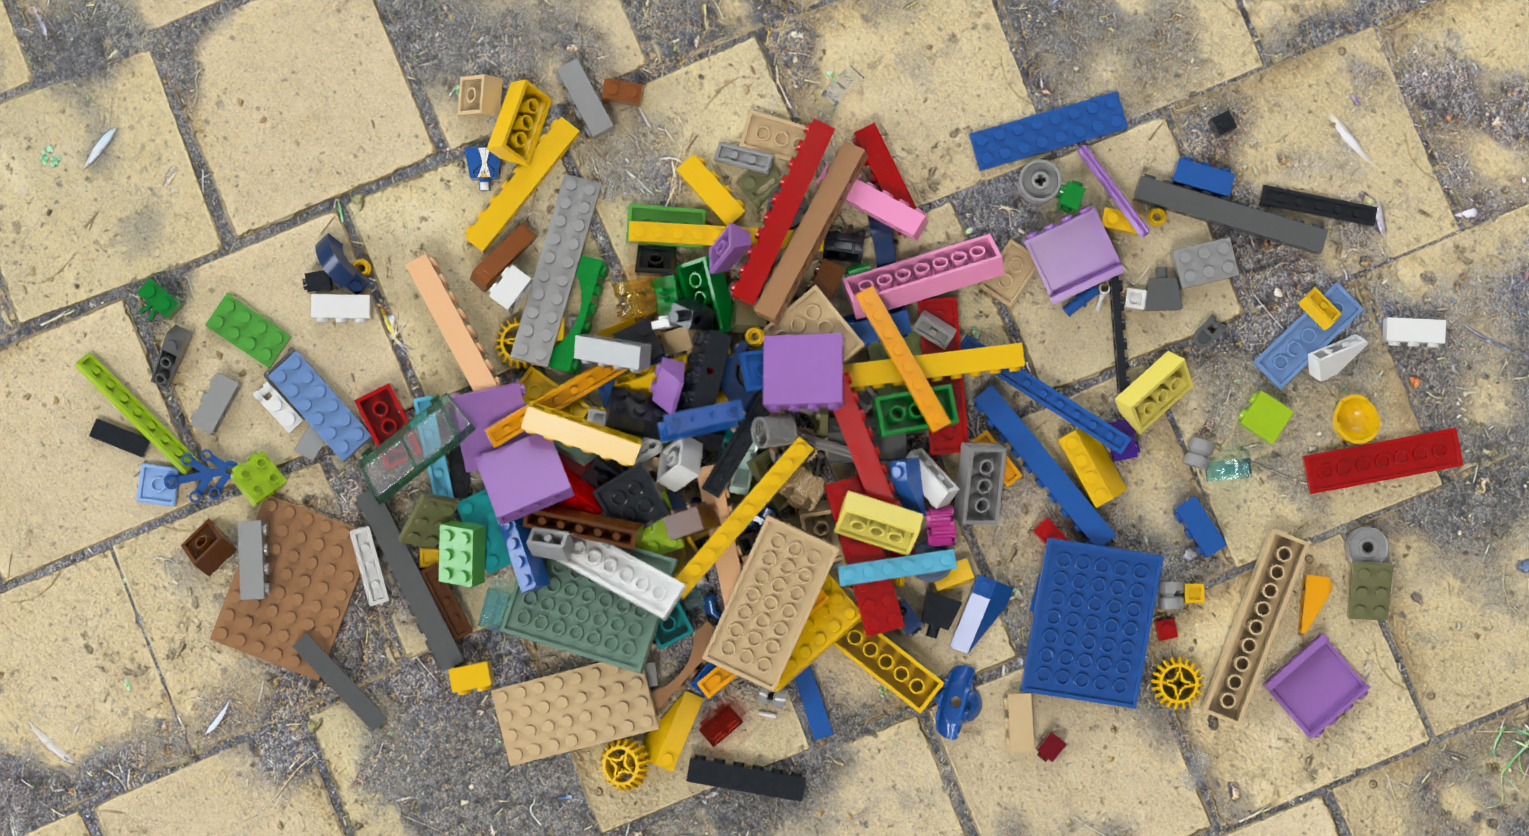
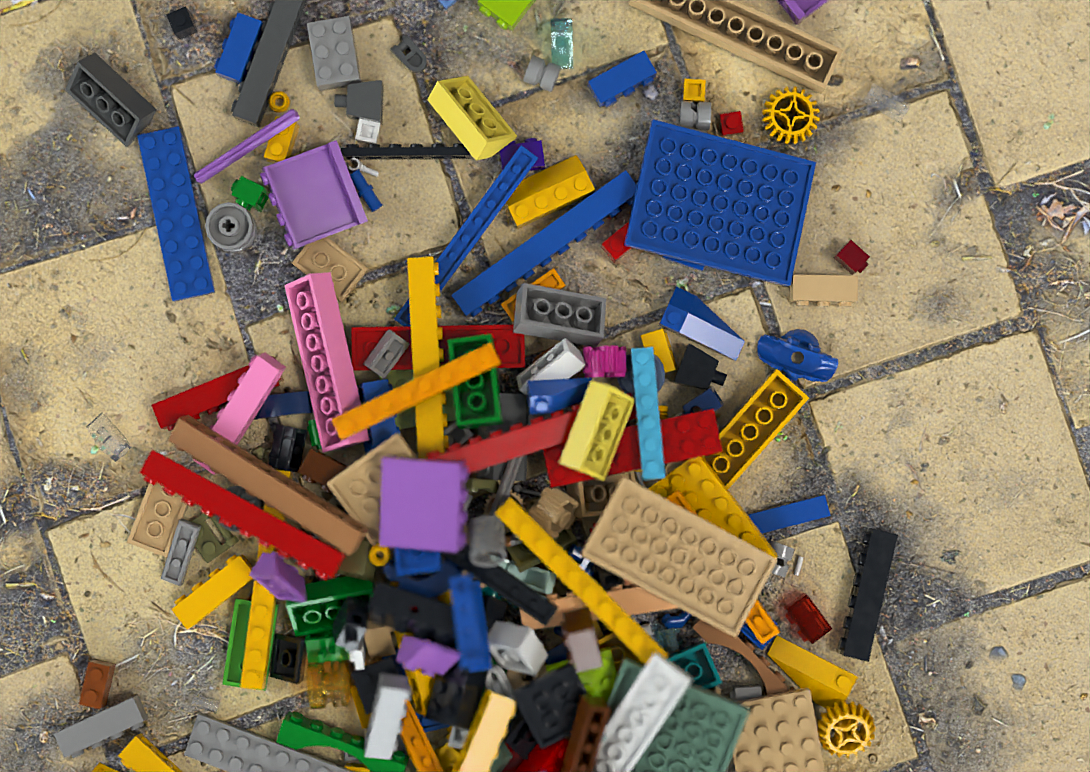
camera: 85 degrees left, 0 degrees up
(1148, 64) = (110, 99): none -> dark grey slope

